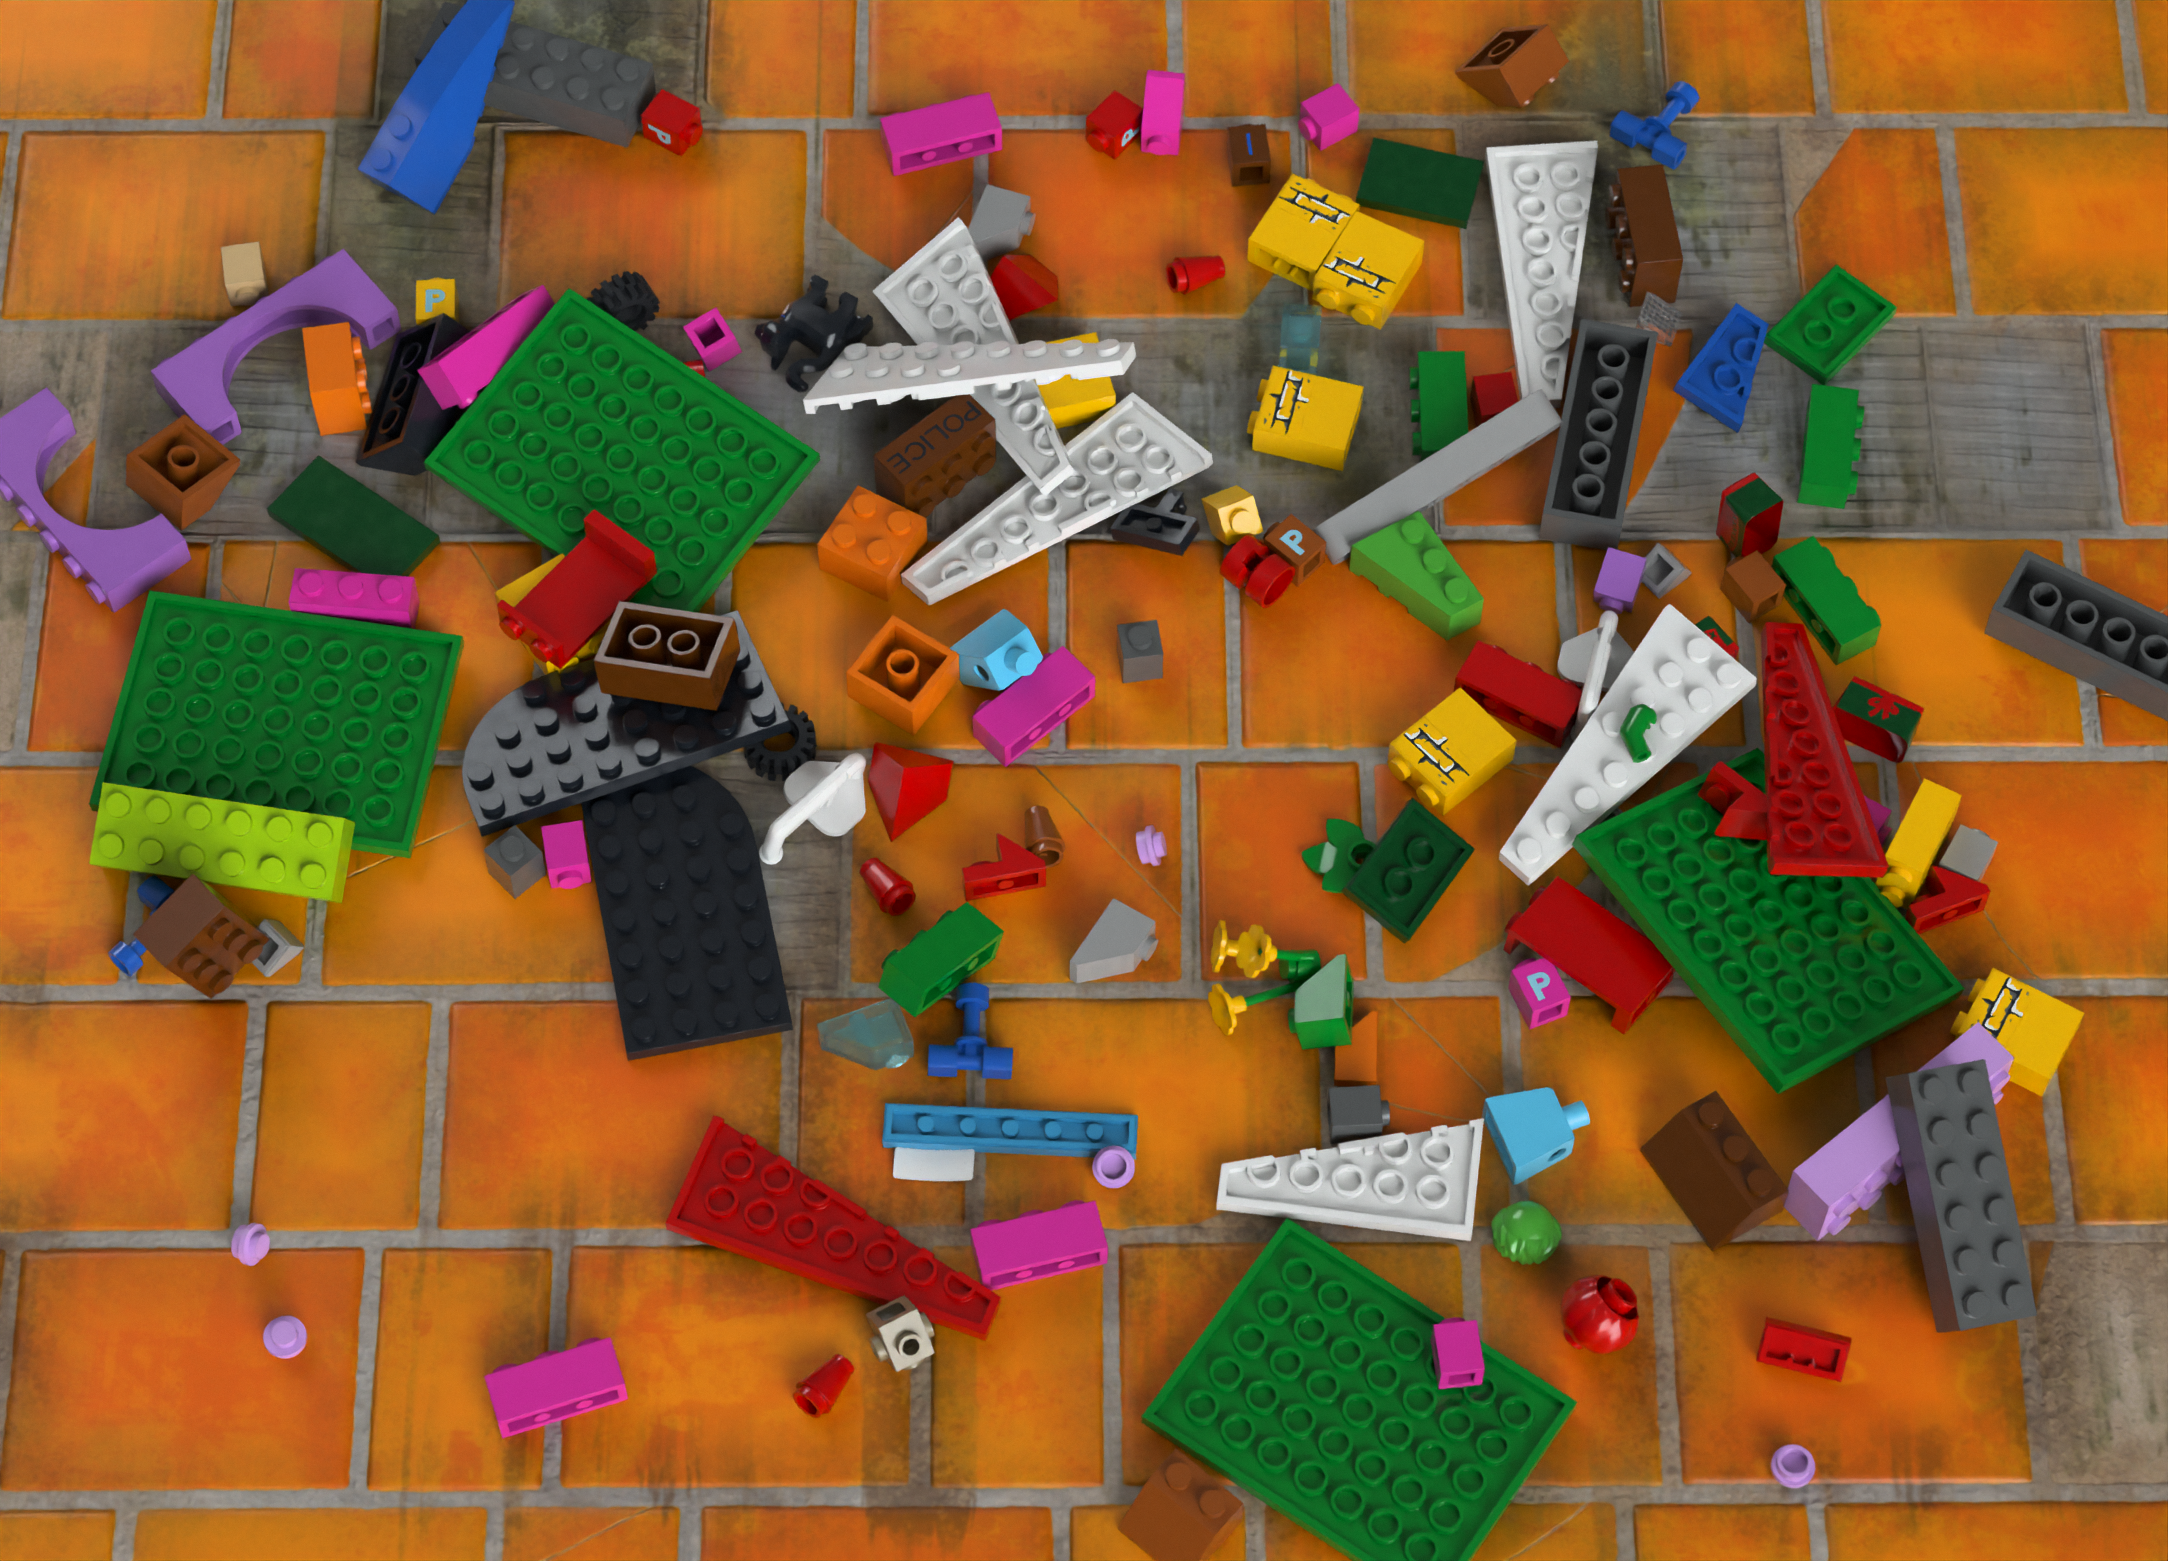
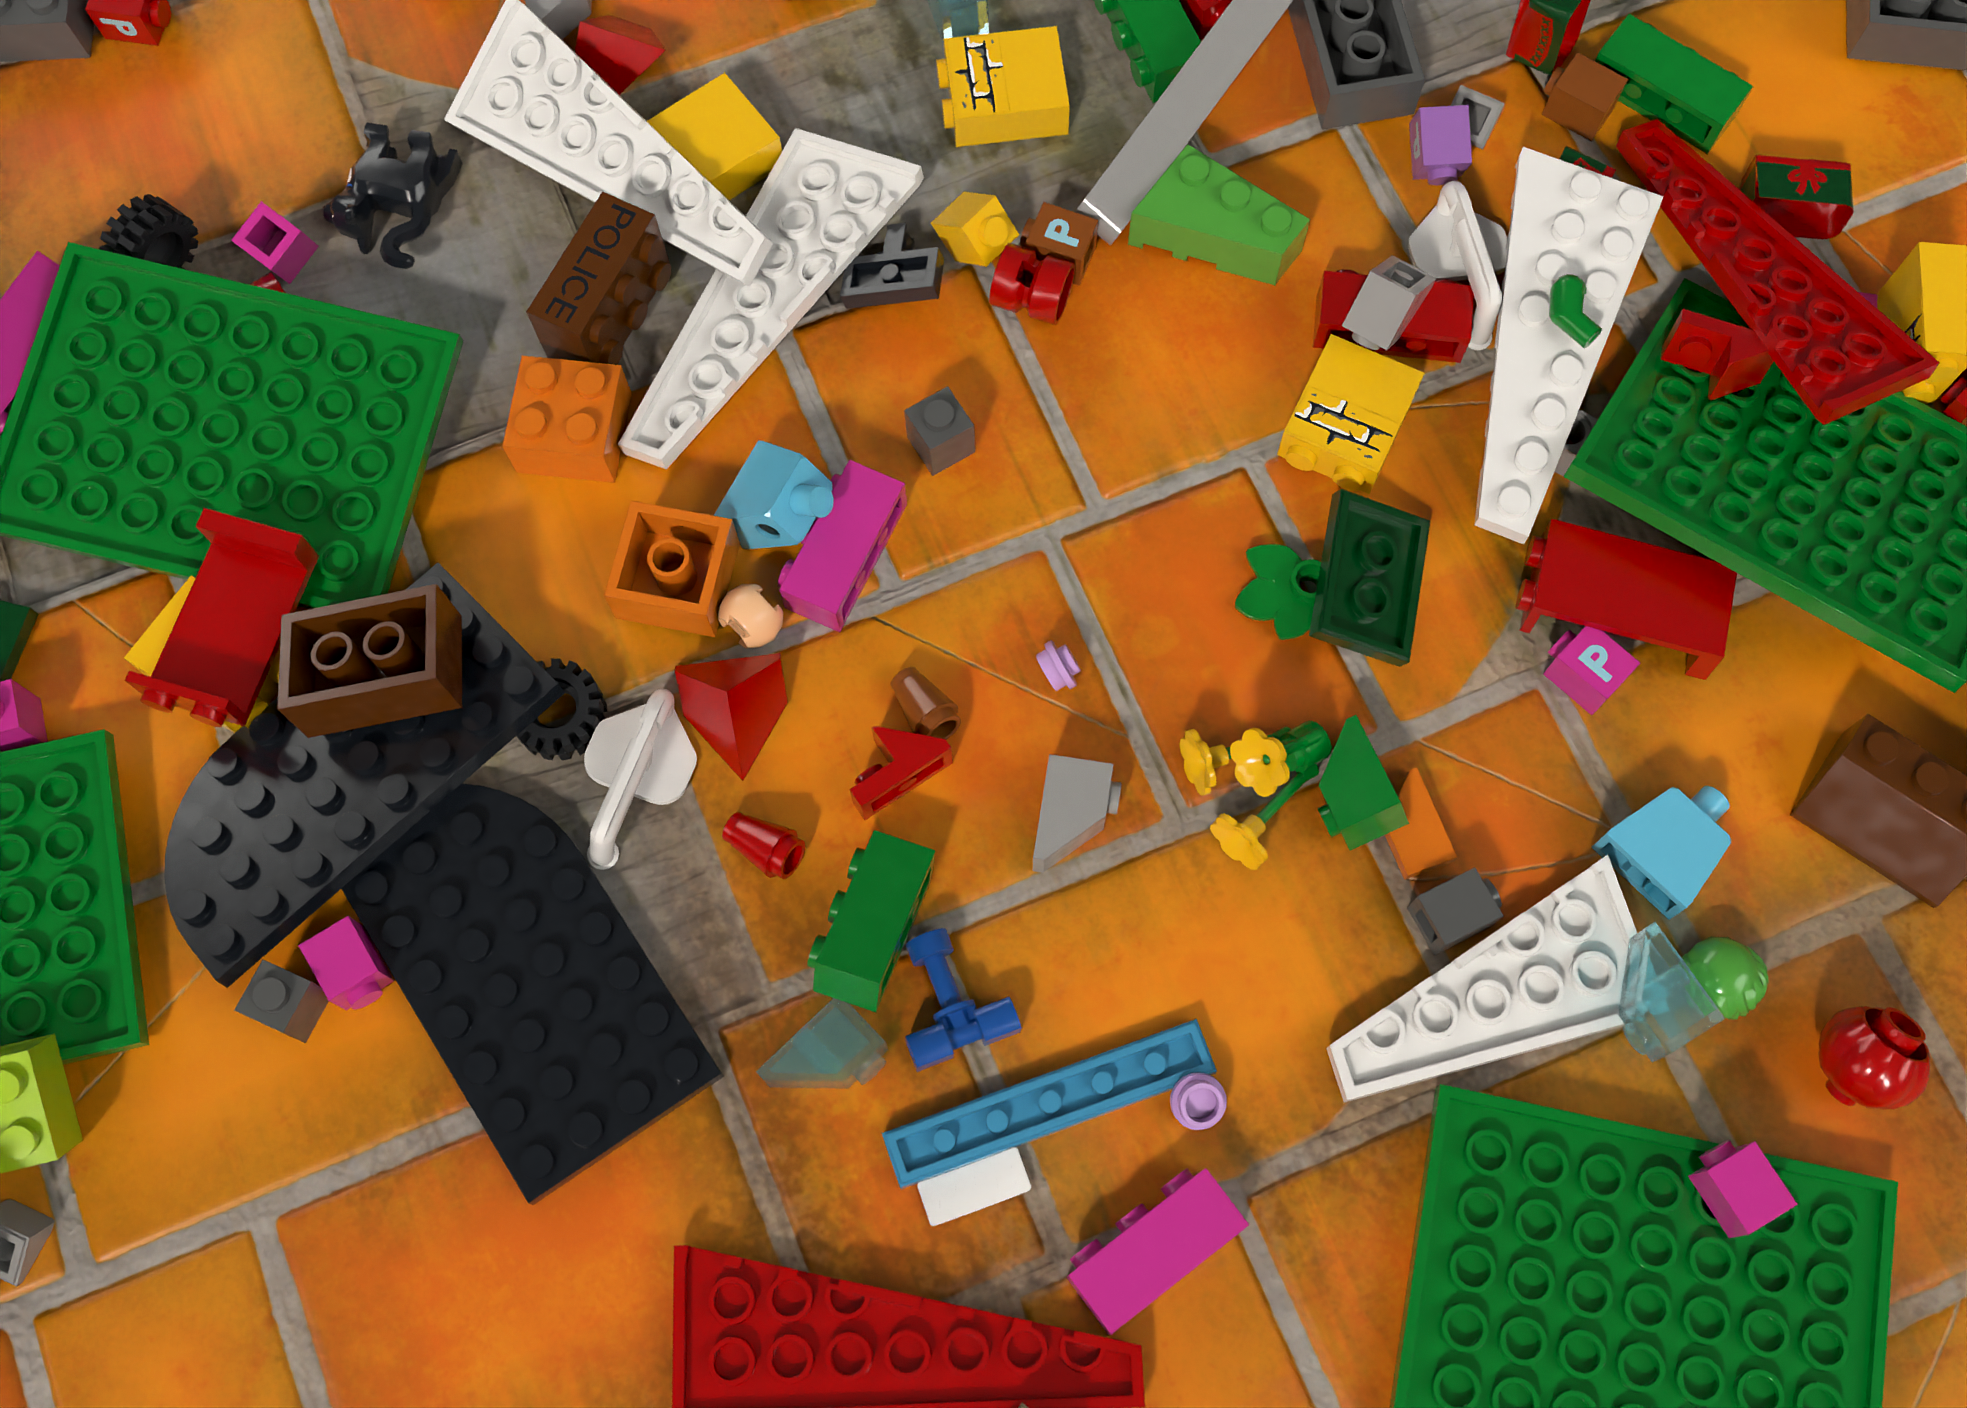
camera: 20 degrees left, 10 degrees up
(944, 729) = (750, 616): none -> light nougat piece
(955, 370) = (582, 172): white wing -> none
(1466, 1218) = (1662, 997): none -> clear light blue slope
(1508, 677) = (1387, 303): none -> light grey slope

